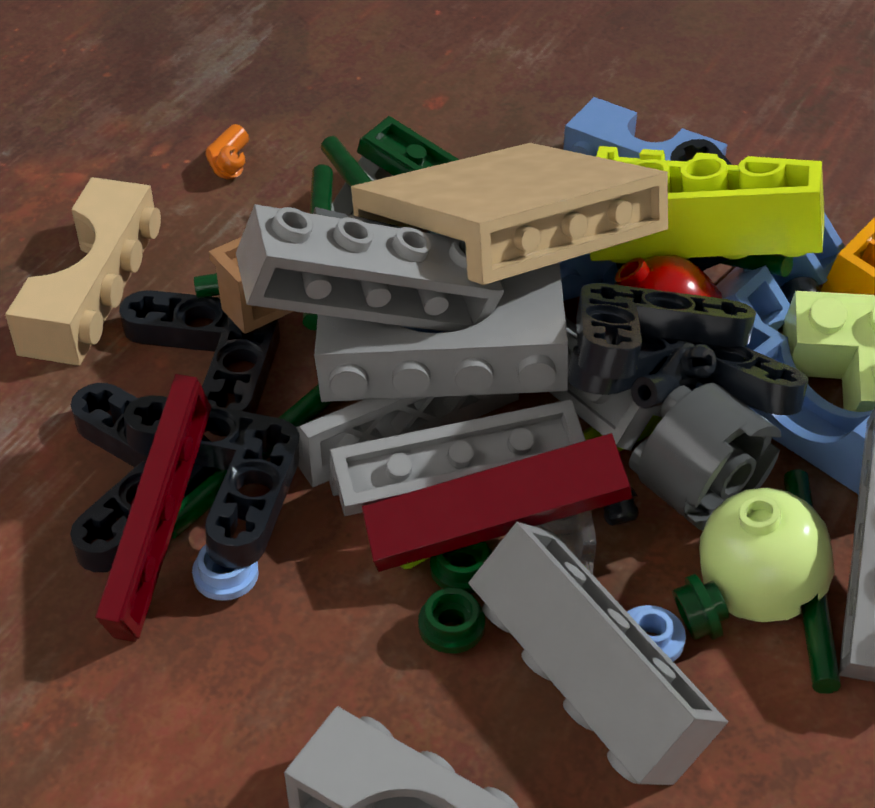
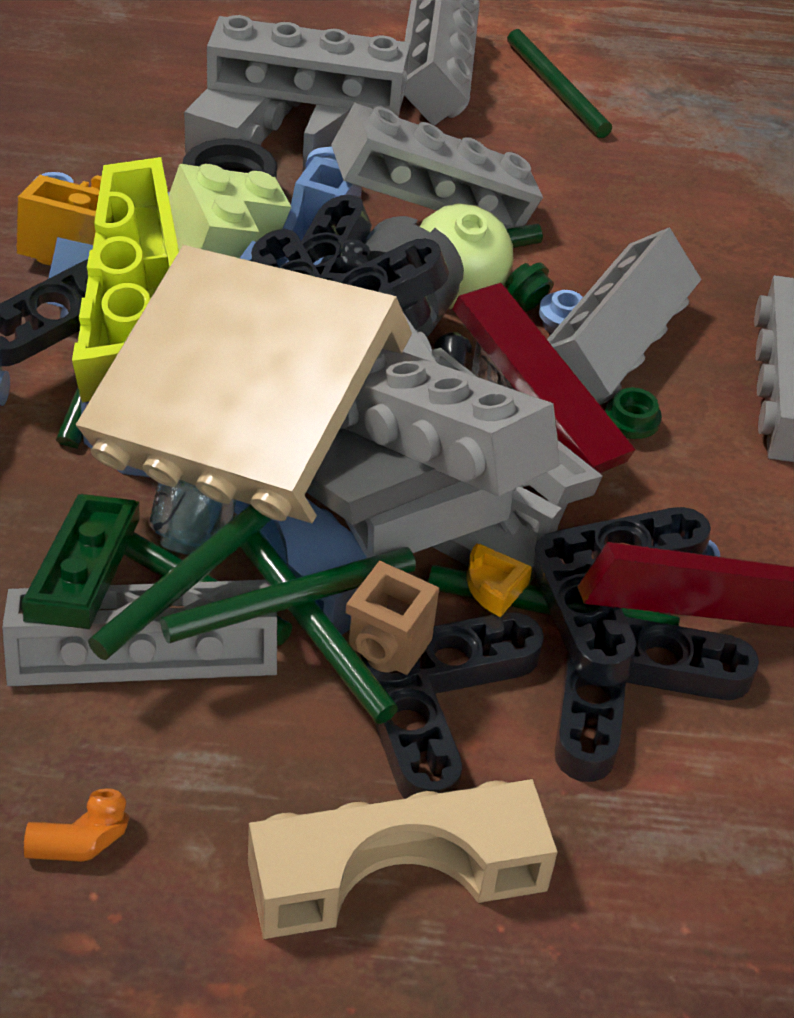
camera: 120 degrees left, 0 degrees up
(286, 399) = (496, 578): none -> light orange tile

